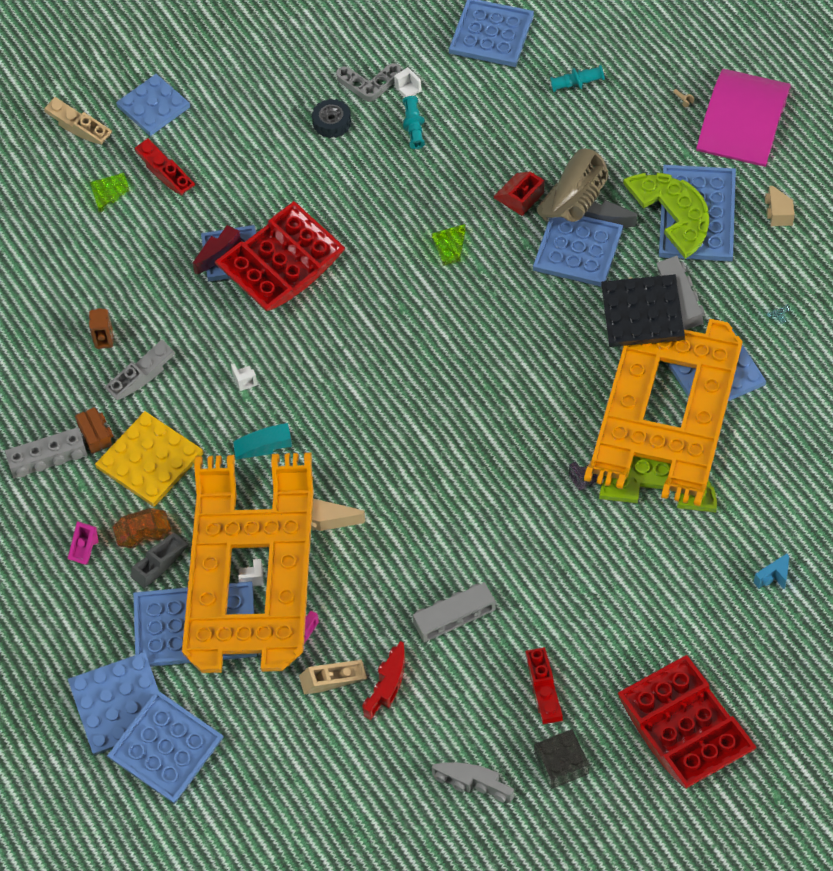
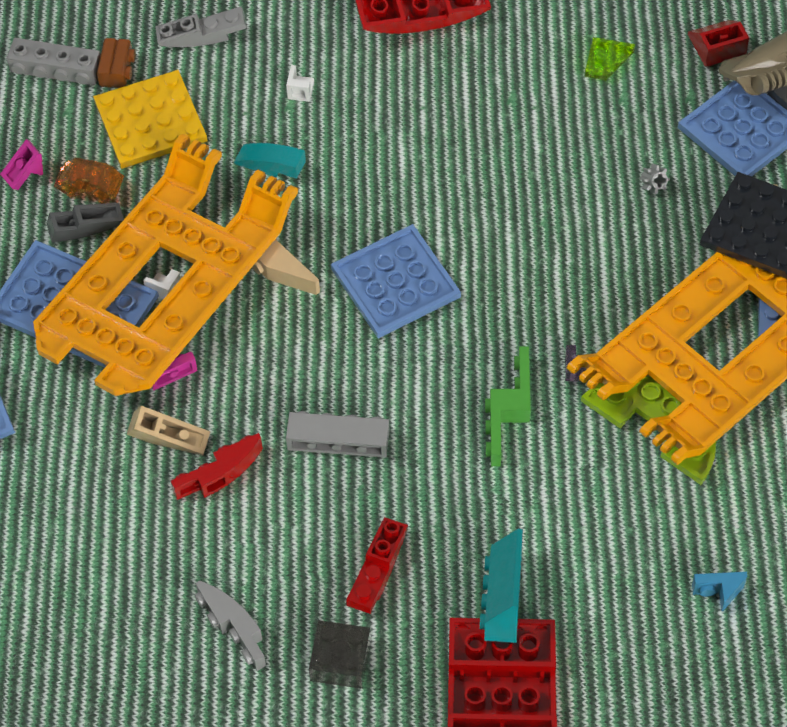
camera: 30 degrees right, 0 degrees up
(415, 483) = (395, 281): none -> medium blue plate
(544, 315) = (654, 178): none -> light grey gear
(555, 528) = (508, 406): none -> bright green bracket
(642, 651) = (502, 589): none -> teal slope

